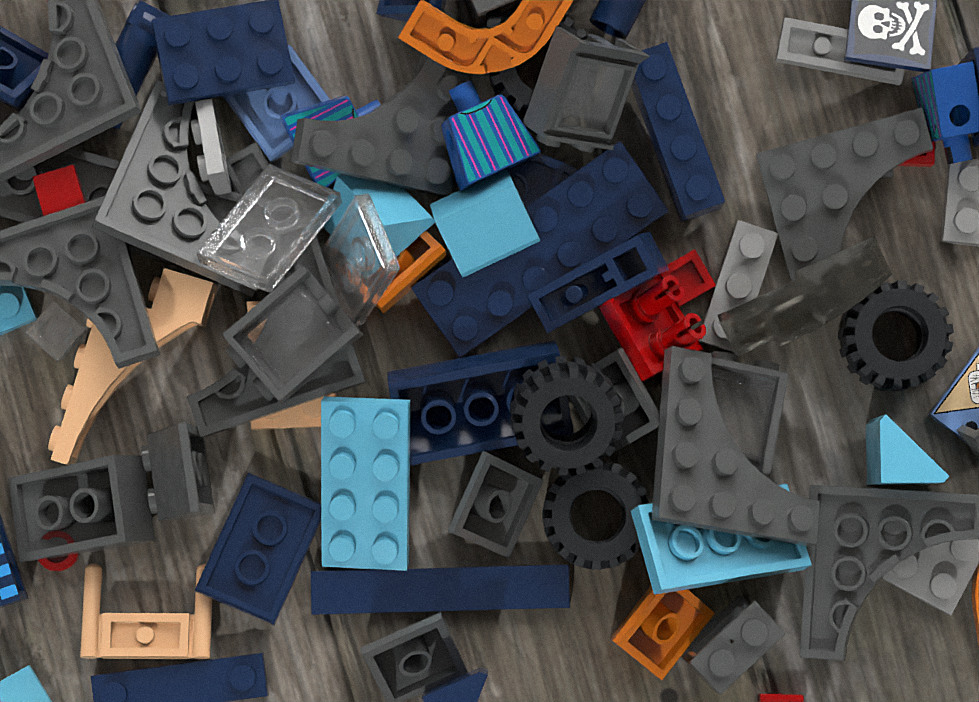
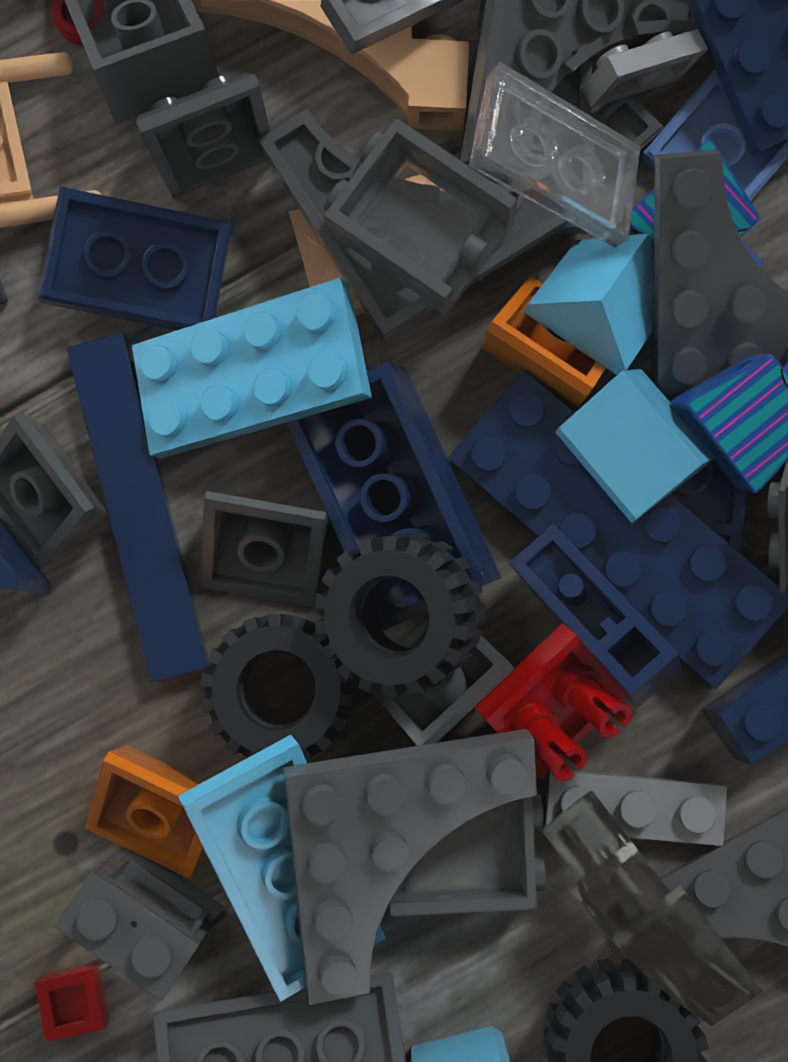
camera: 75 degrees right, 0 degrees up
(360, 259) = (546, 281): clear tile -> none
(691, 275) = (635, 742): red tile -> none

